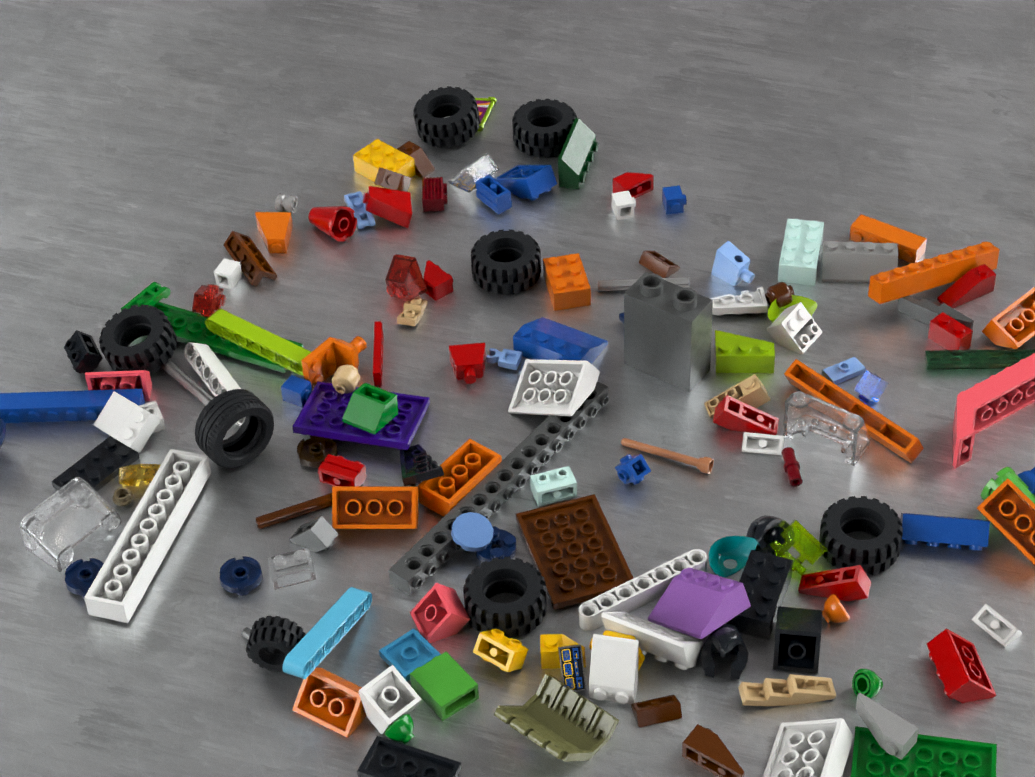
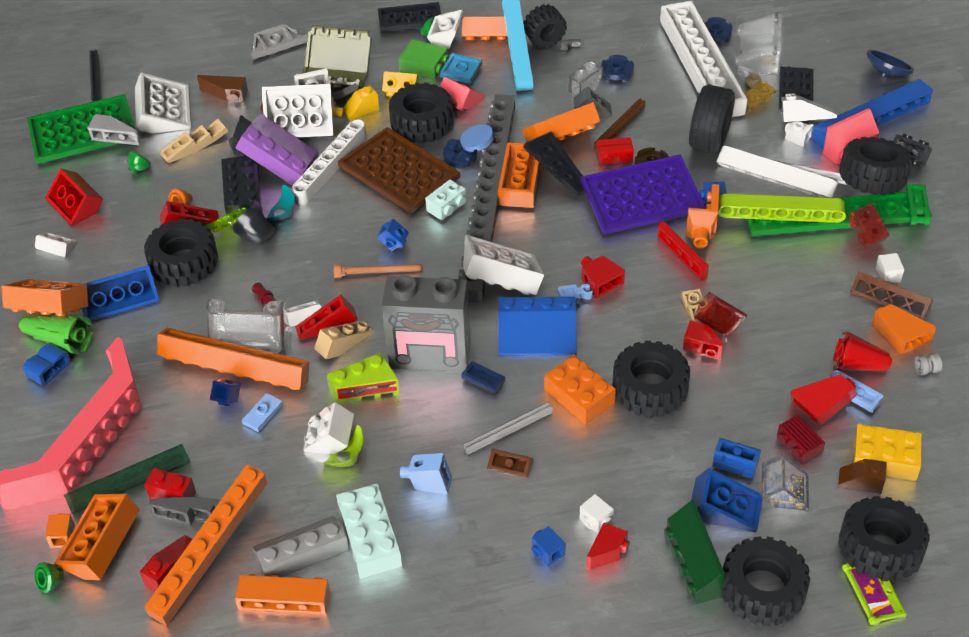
camera: 150 degrees right, 5 degrees up
(345, 379) = (678, 204): tan head -> none
(370, 408) = (628, 182): green slope -> none
(392, 180) = (845, 416): reddish brown slope -> none
(747, 302) = (398, 443): white wing -> none
(780, 292) = (362, 463): reddish brown head -> none
(797, 639) = (199, 168): black slope -> none

